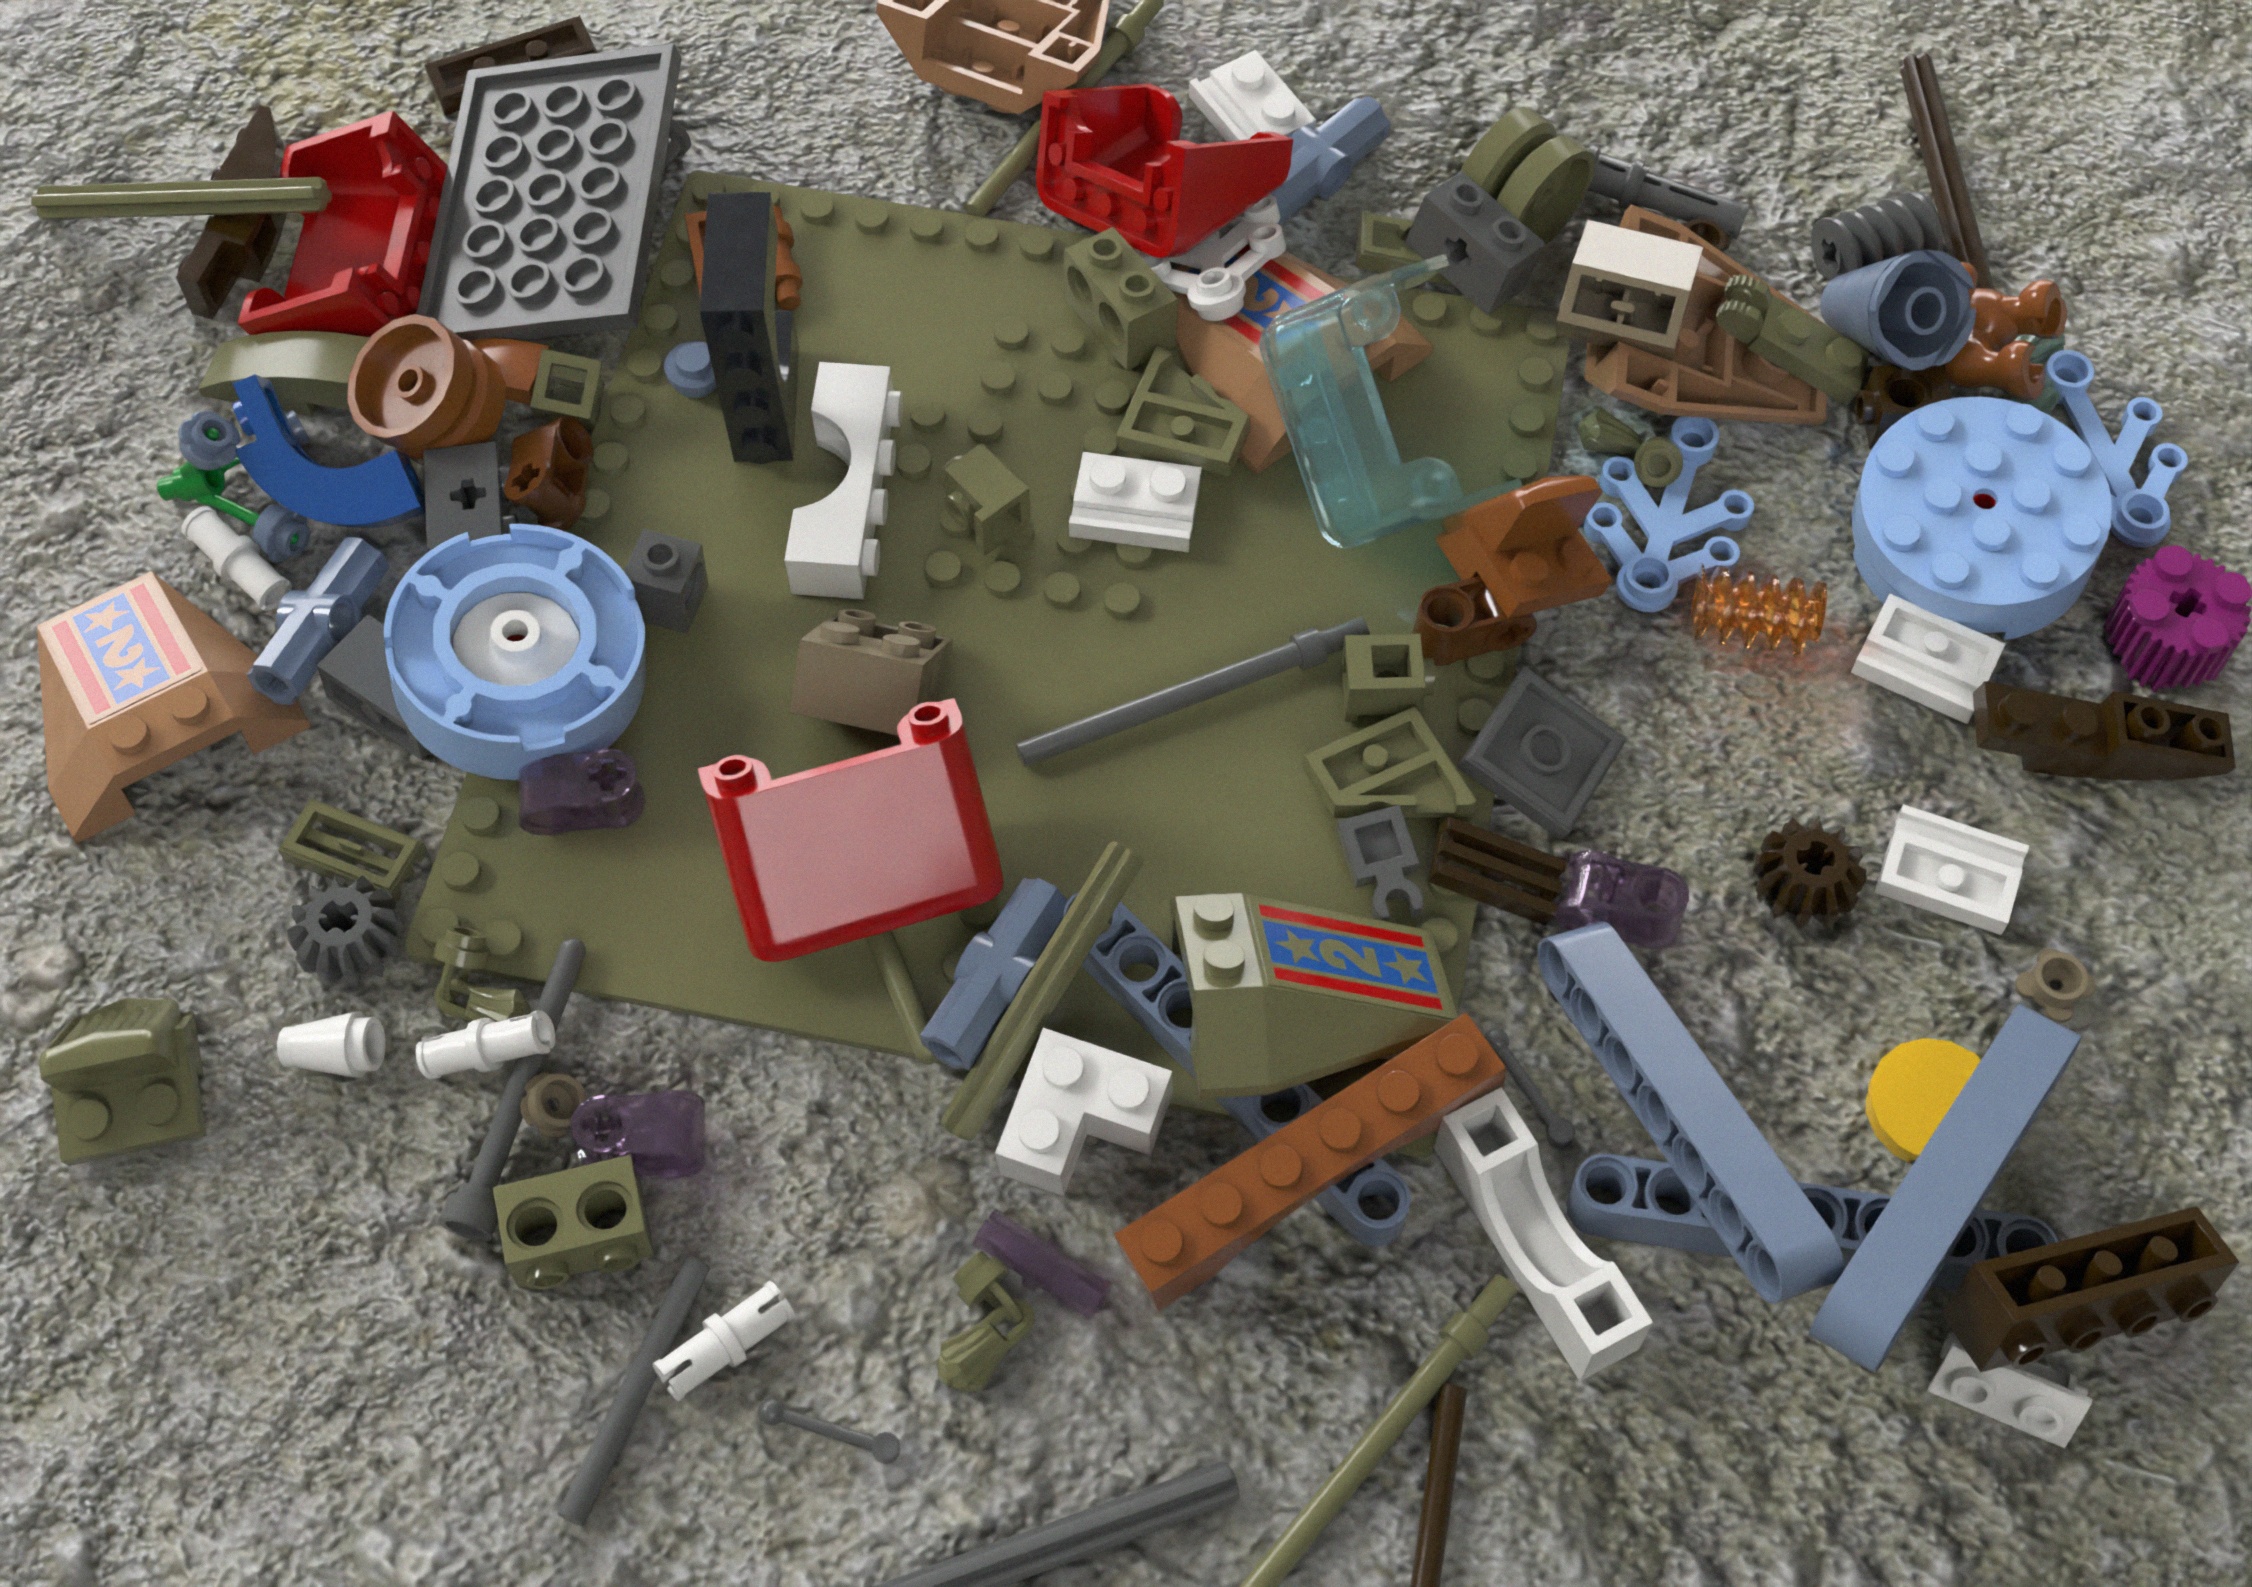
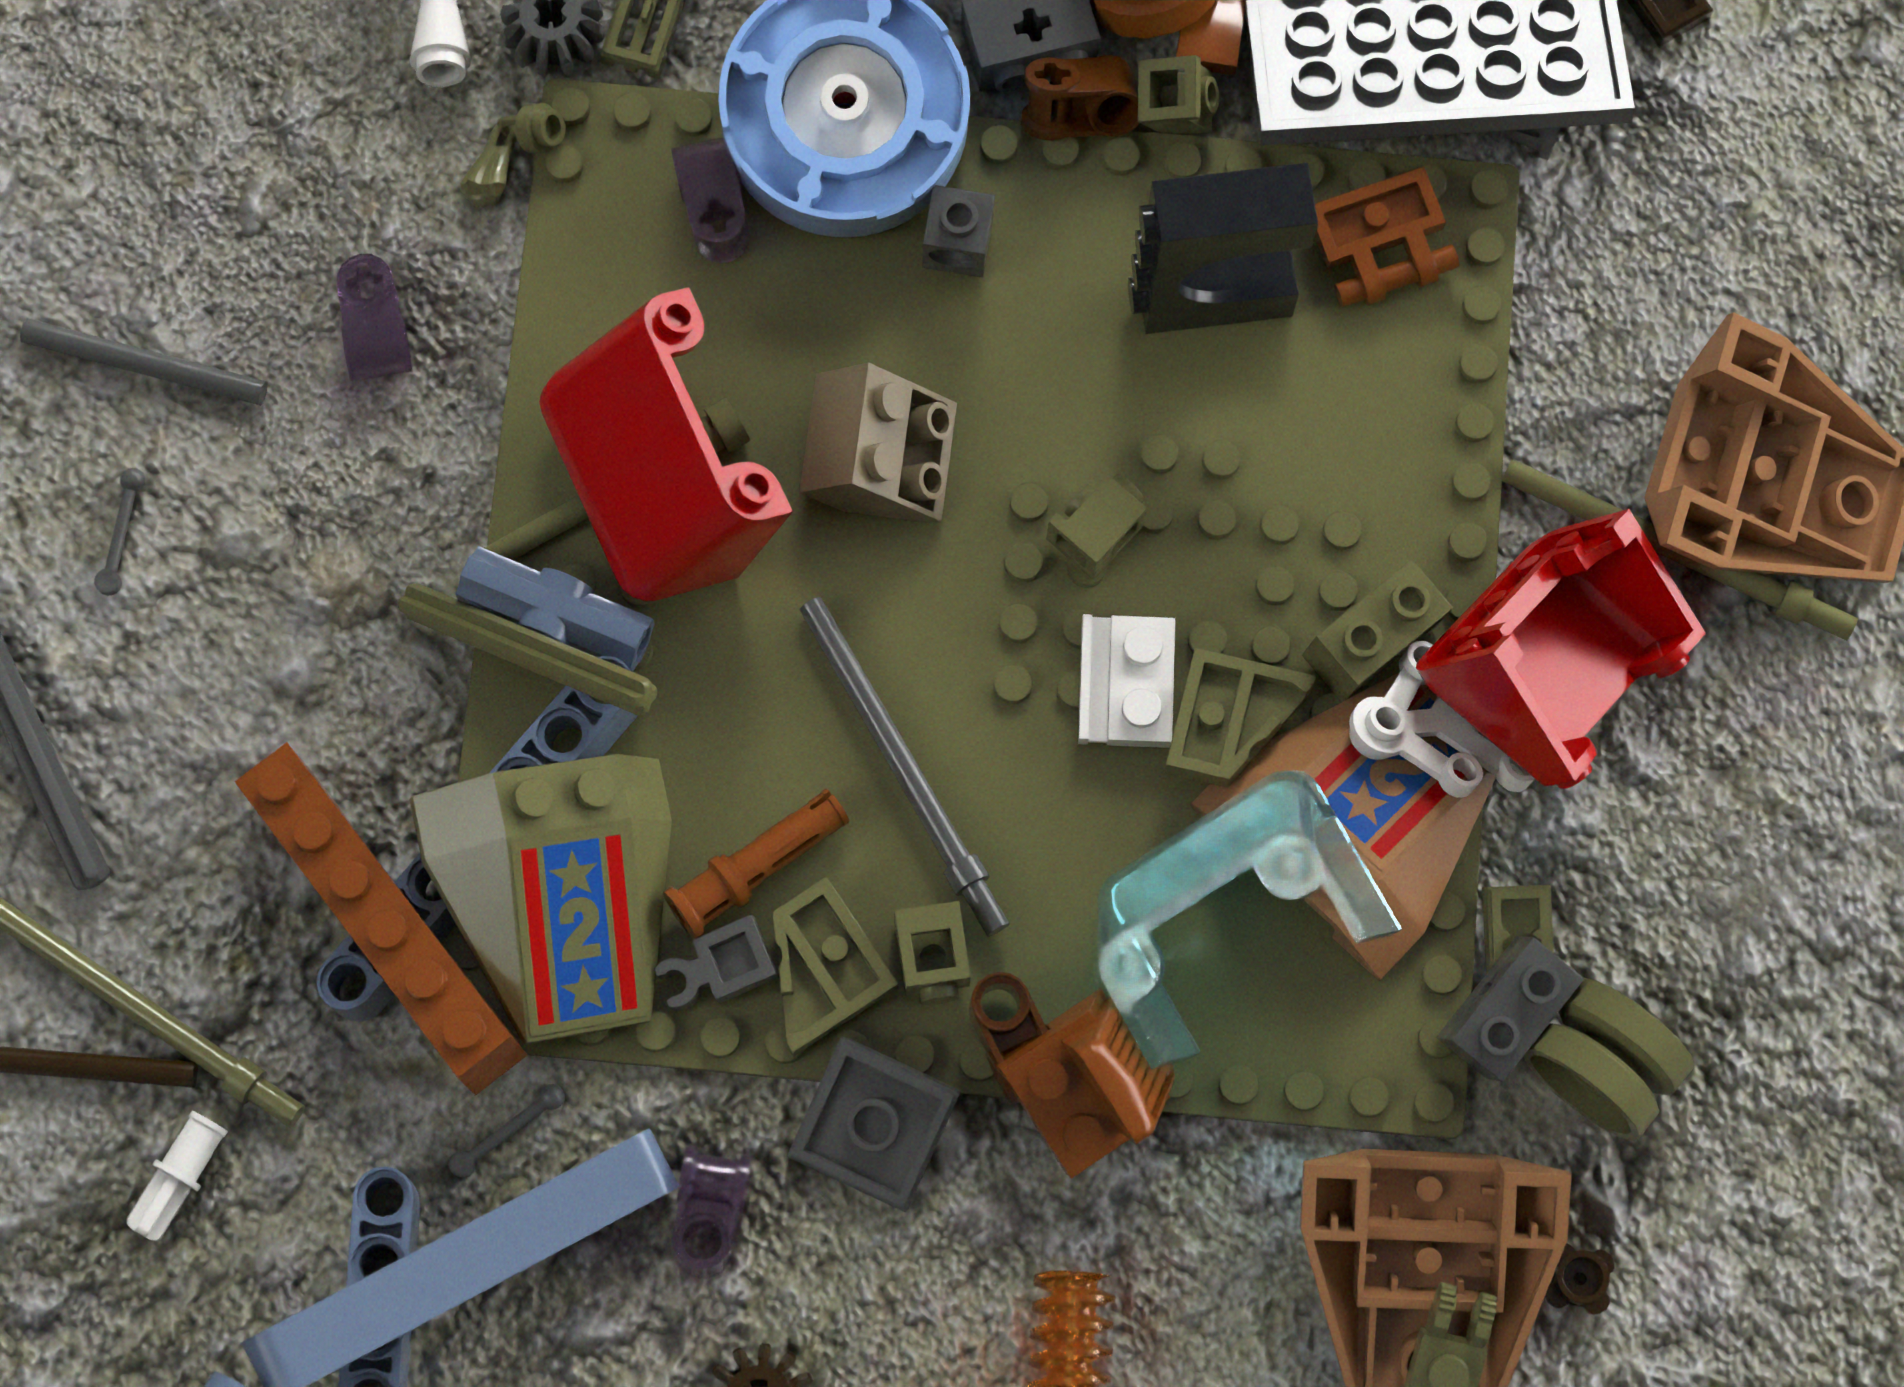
camera: 80 degrees right, 15 degrees up
(473, 1207) = (294, 193): dark grey piece -> none
(485, 1044) = (443, 168): white pin -> none
(562, 1089) = (383, 243): dark tan plate -> none
(572, 1204) = (289, 277): olive brick -> none
(723, 1340) = (187, 426): white pin -> none
(833, 539) = (1033, 389): white arch -> none
(973, 1355) = (191, 643): olive piece -> none
(1042, 1264) = (280, 691): clear purple pin -> none
(1074, 1093) = (436, 693): white brick -> none
(1249, 99) = (1709, 756): white plate -> none
(1296, 841) = (732, 878): none -> dark orange pin
(1326, 156) = (1635, 837): sand blue piece -> none
(1501, 861) = (721, 1138): dark brown tile -> none
(1565, 1412) = (175, 1177): none -> white axle
(1571, 1289) = (296, 1167): white arch -> none
(1628, 289) = (1438, 1173): dark tan slope -> none
(1637, 185) = (1631, 1309): dark grey pin -> none
(1656, 459) = (1255, 1229): olive piece -> none
(1666, 524) = (1184, 1248): light blue plant -> none

